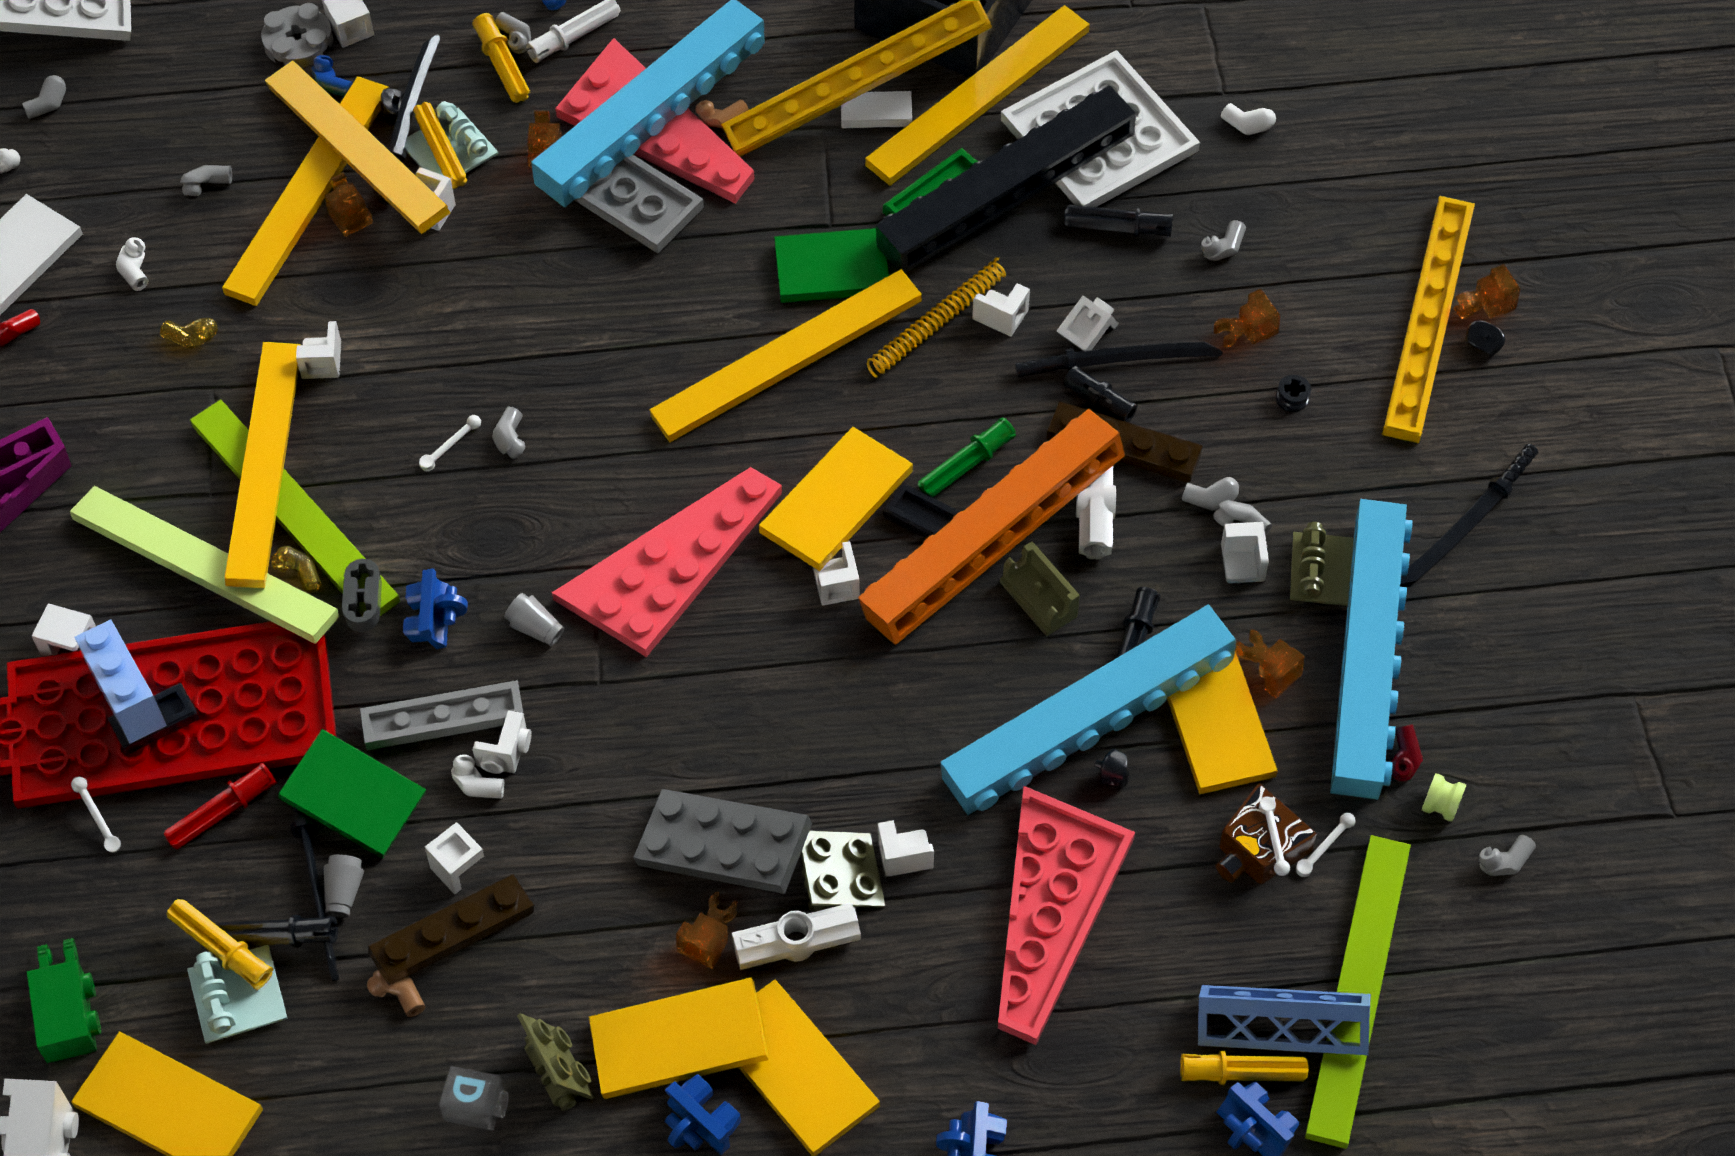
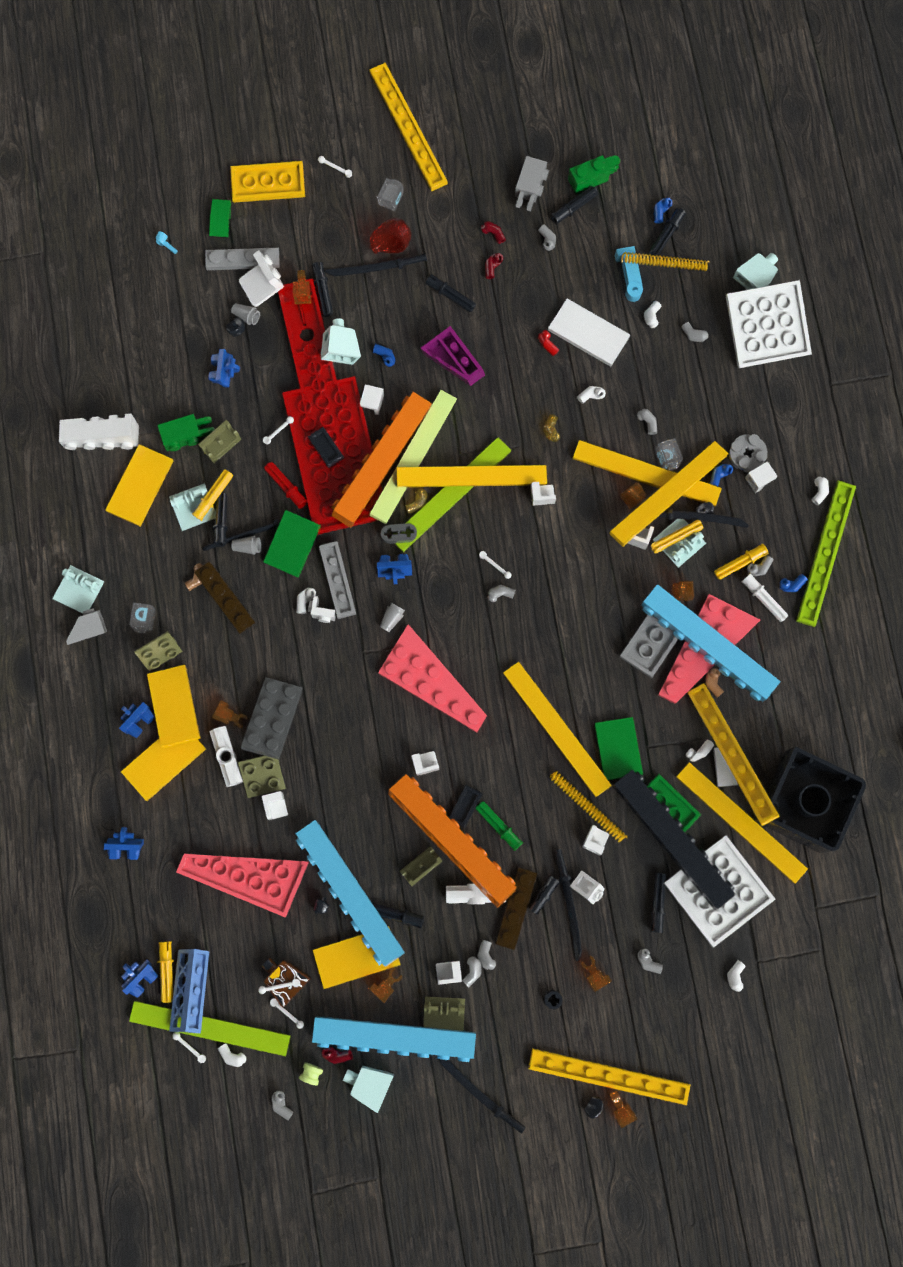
camera: 85 degrees right, 20 degrees up
(99, 932) = (219, 441): none -> olive hinge
(120, 681) = (336, 428): light blue brick -> none
(202, 612) = (381, 460): none -> orange brick
(278, 147) = (669, 454): none -> clear brick
(452, 855) = (259, 593): white panel -> none
(835, 498) = (471, 760): yellow tile -> none
(853, 149) = (701, 753): none -> white arm
(1418, 1009) = (201, 1058): none -> white hinge
(1419, 947) = (230, 1058): none -> white arm
(1464, 694) = (369, 1086): none -> light aqua torso

